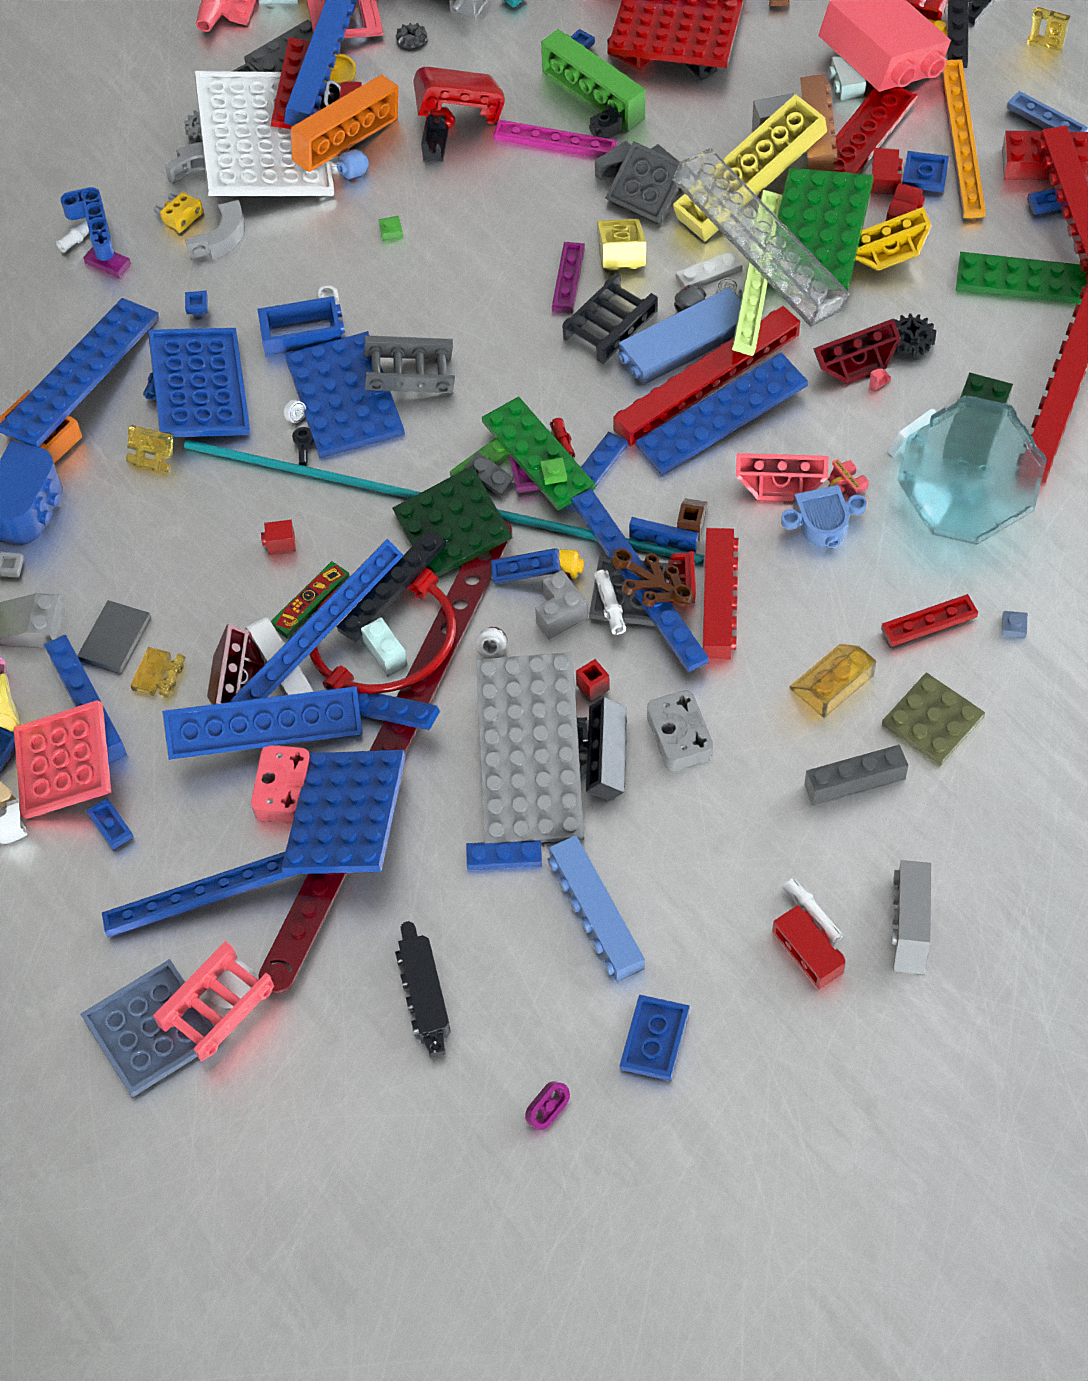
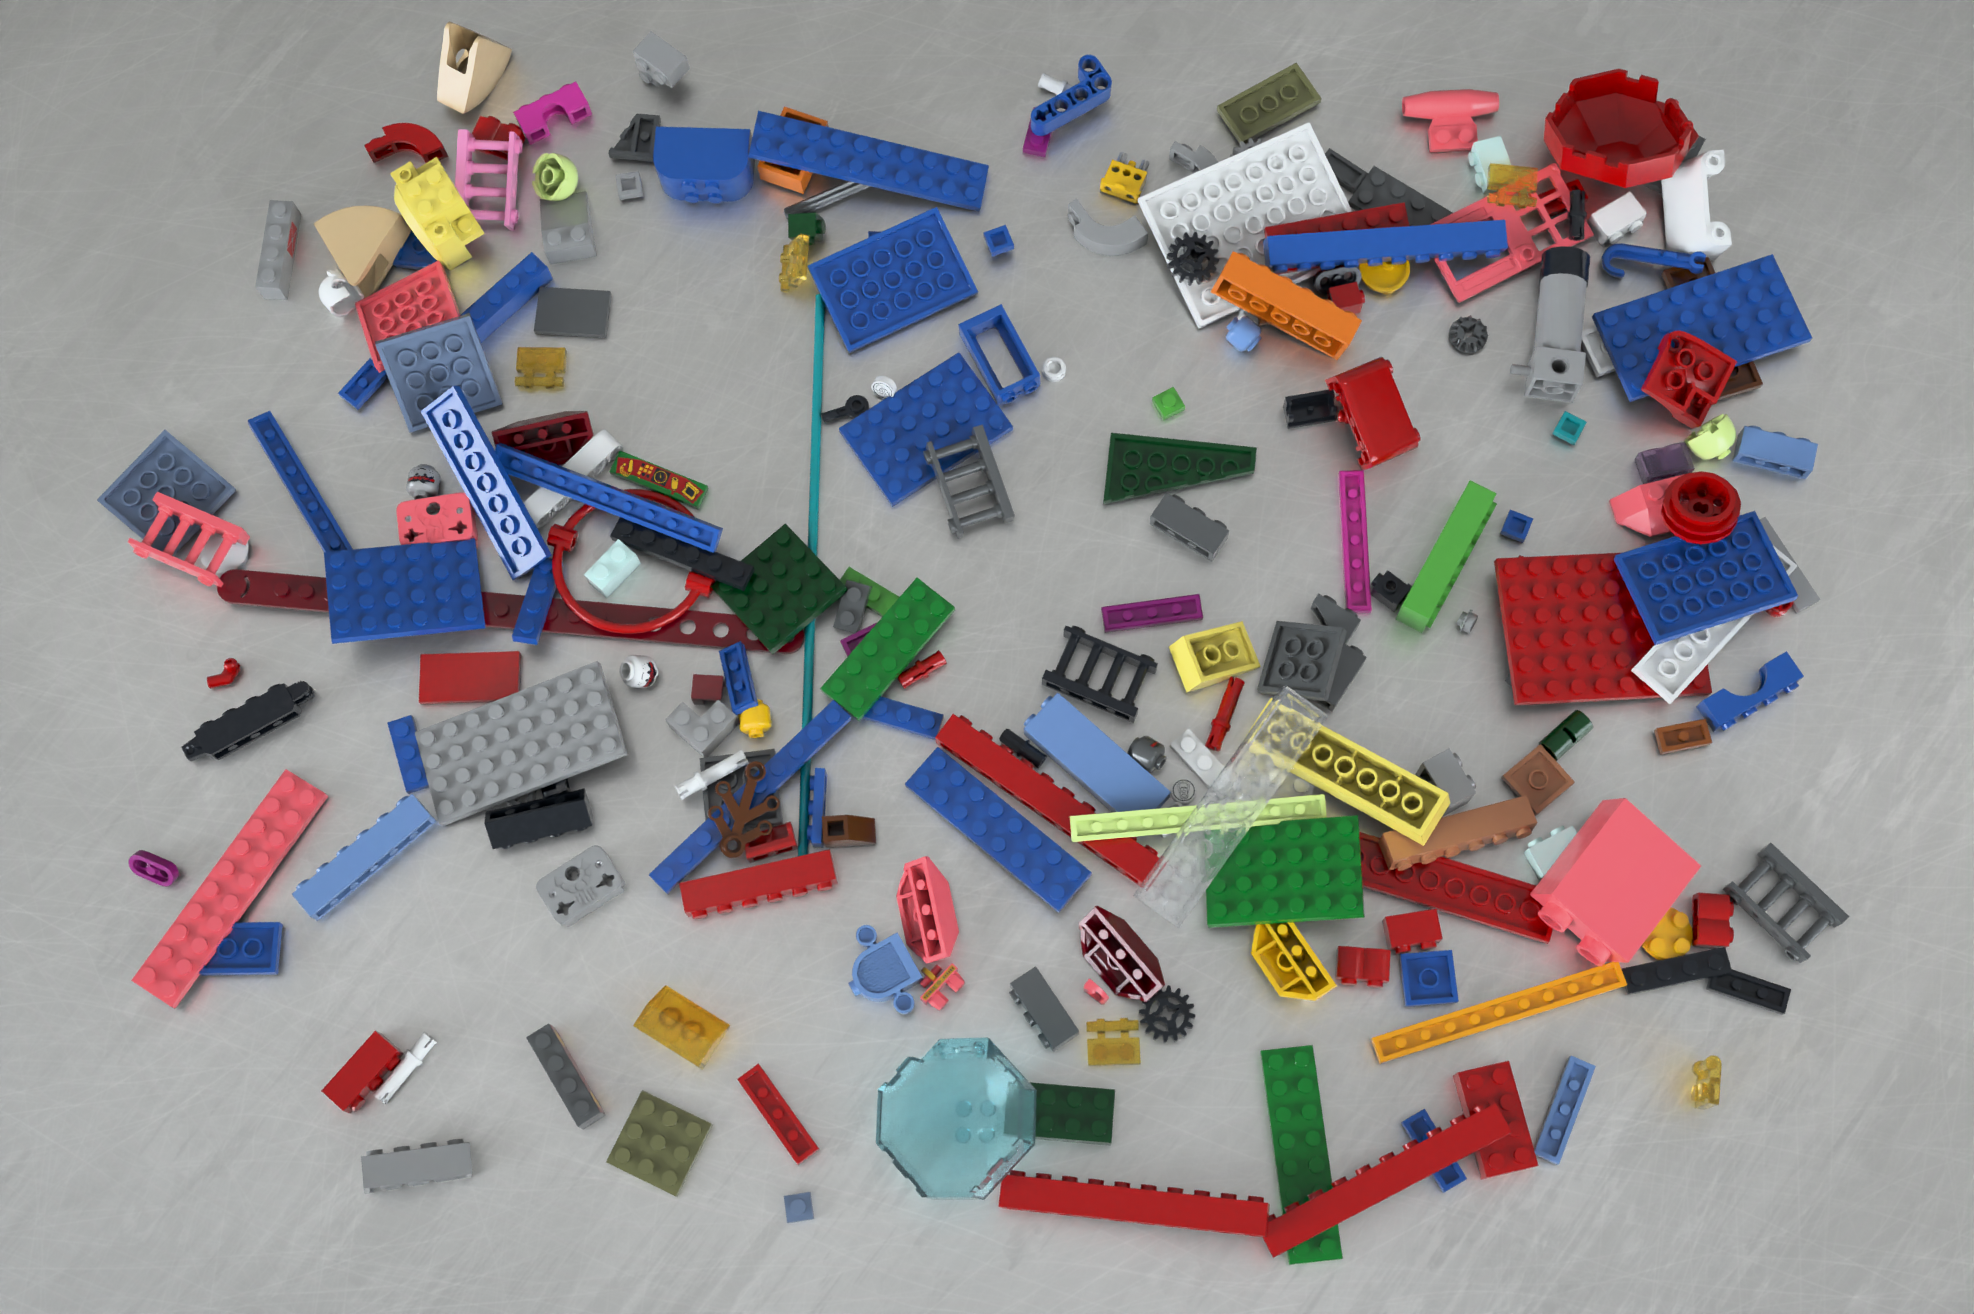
camera: 75 degrees right, 15 degrees up
(94, 422) = (825, 198): none -> dark grey axle
(117, 434) = (808, 224): none -> dark green brick
(130, 740) = (434, 359): none -> sand blue plate
(158, 107) = (1269, 104): none -> olive plate
(235, 788) = (423, 482): none -> light grey head
(278, 169) = (1190, 248): none -> black gear
(279, 537) = (722, 425): red brick -> none
(366, 1004) = (230, 672): none -> red arm
(443, 242) = (1158, 465): none -> dark green wing
(445, 789) = (468, 677): none -> red tile
(504, 233) = (1189, 526): none -> dark grey brick
(525, 595) = (707, 688): none -> dark red panel
(553, 471) = (856, 671): bright green plate -> none
(592, 680) = (615, 783): red brick -> none
(592, 1037) = (229, 888): none -> coral plate
(649, 85) = (1467, 621): none -> light grey plate
(655, 381) = (1022, 748): none -> black axle
(679, 251) = (1221, 723): none -> red pin
(758, 50) = (1567, 734): none -> dark green pin
(785, 74) = (1538, 778): none -> nougat plate
(885, 413) = (1043, 1009): none -> dark grey brick
(899, 444) = (1021, 1049): white plate -> none
(933, 376) = (1113, 1050): none -> clear yellow plate

